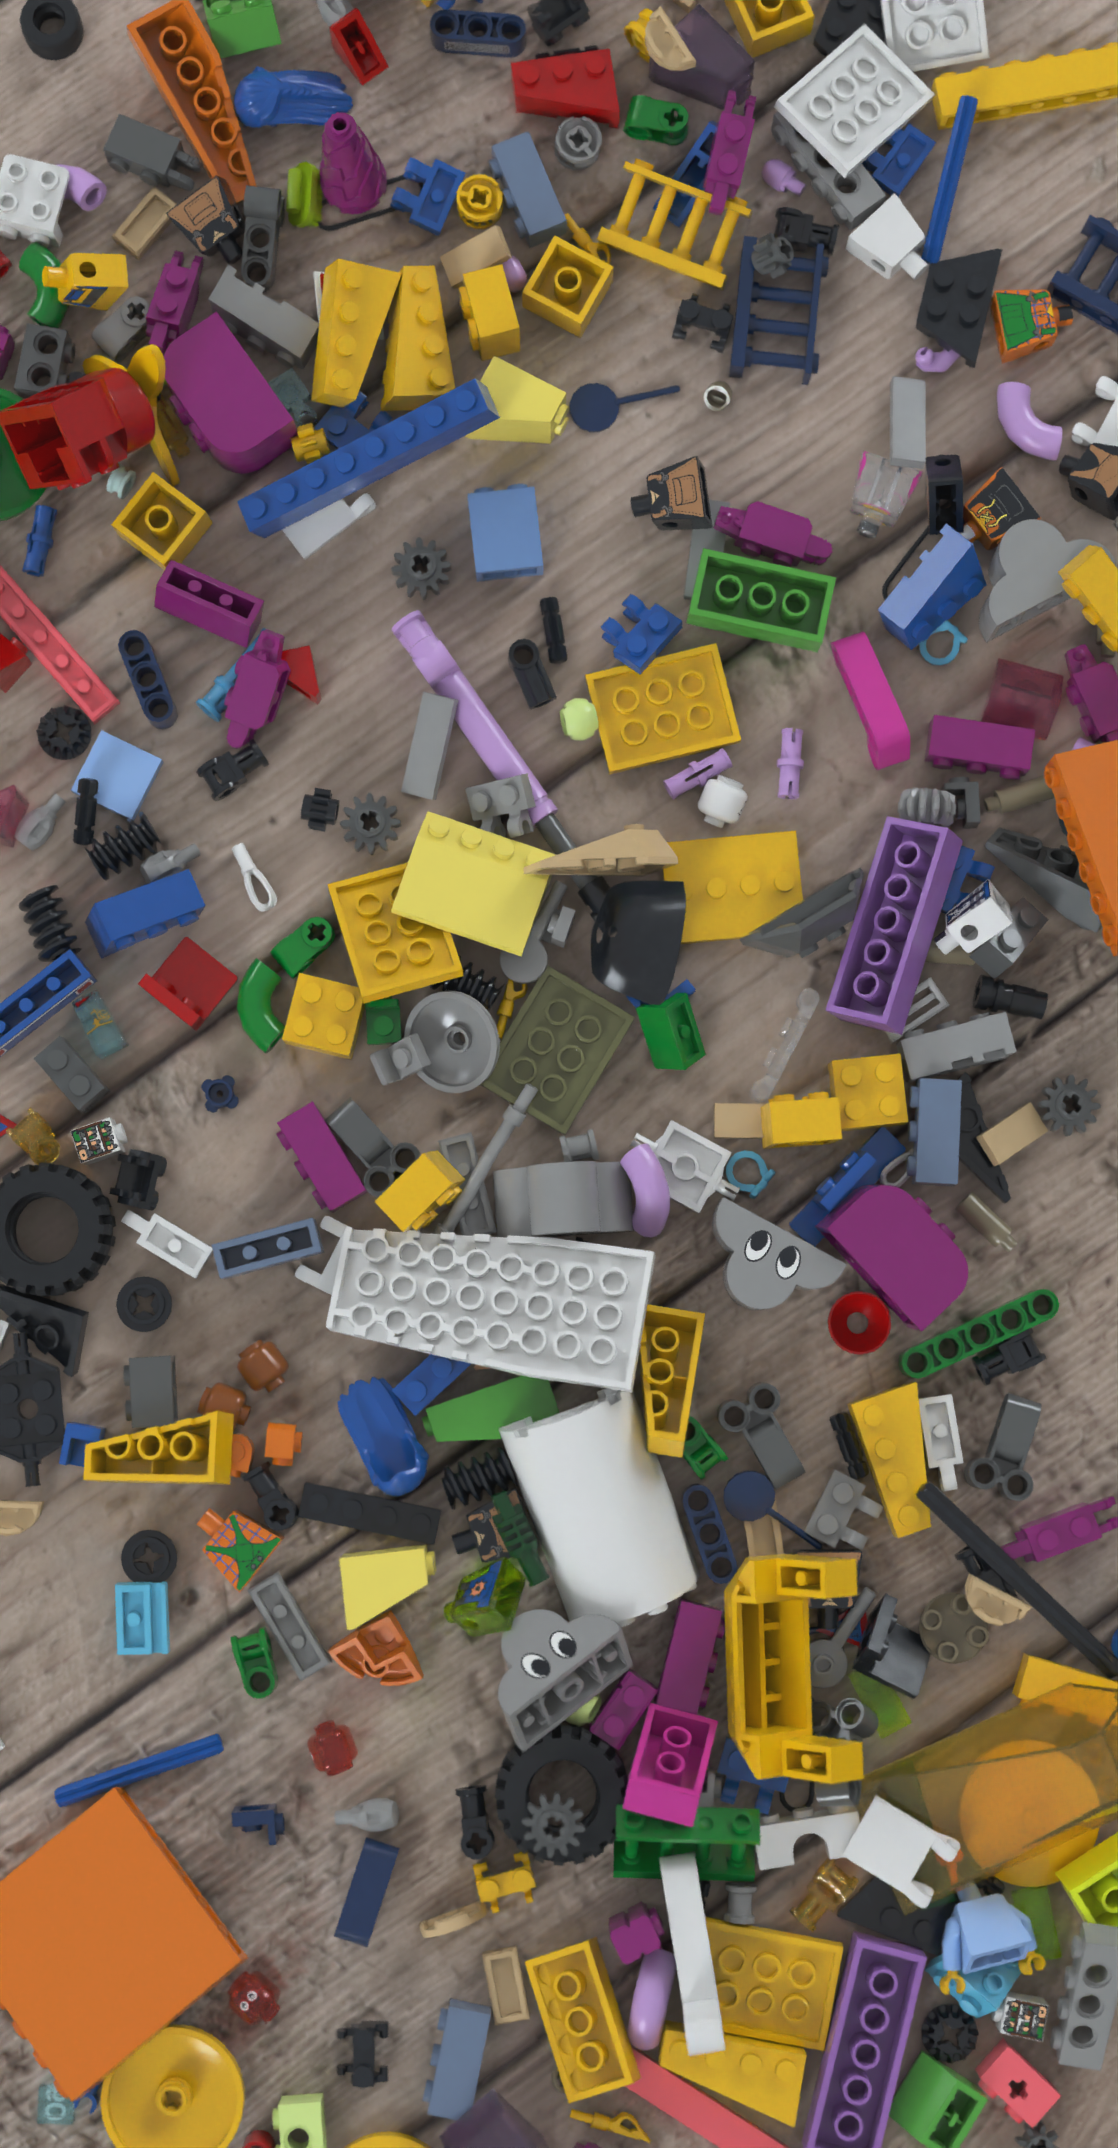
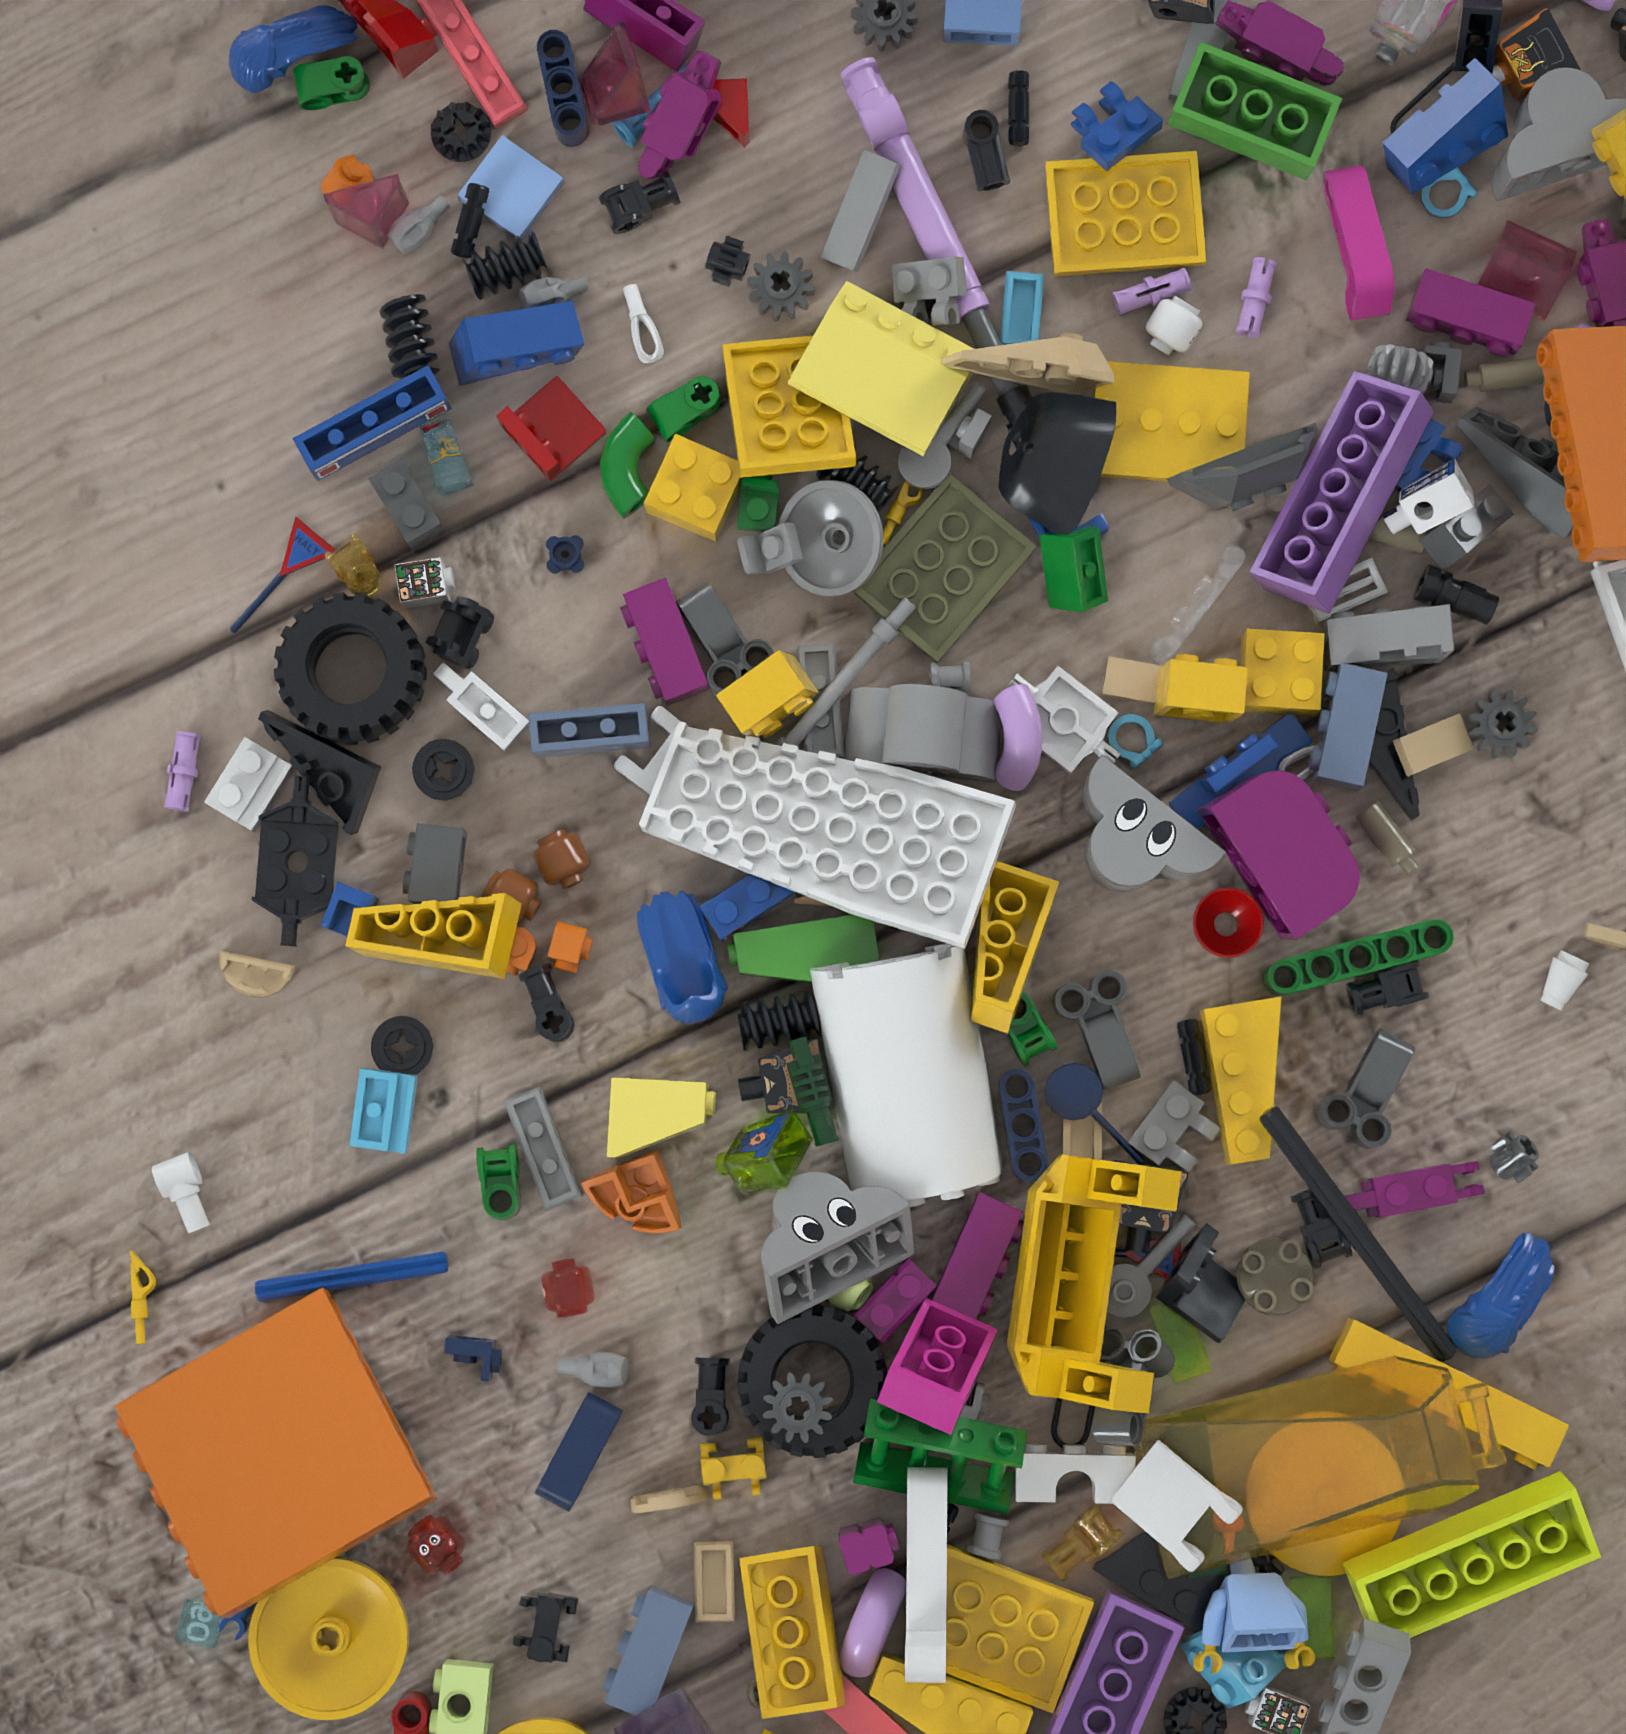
camera: 15 degrees right, 0 degrees up
(192, 667) = (614, 81): none -> clear pink slope
(238, 1545) = (502, 1049): torso -> none
(369, 1513) = (652, 1040): black plate -> none
(579, 719) = (1030, 209): yellowish green piece -> none
(586, 808) = (1021, 307): none -> medium azure tile
(736, 1769) = (1009, 1388): blue plate -> none
(941, 1438) = (1297, 1065): white plate -> none
(992, 1603) = (1323, 1254): tan tile -> none

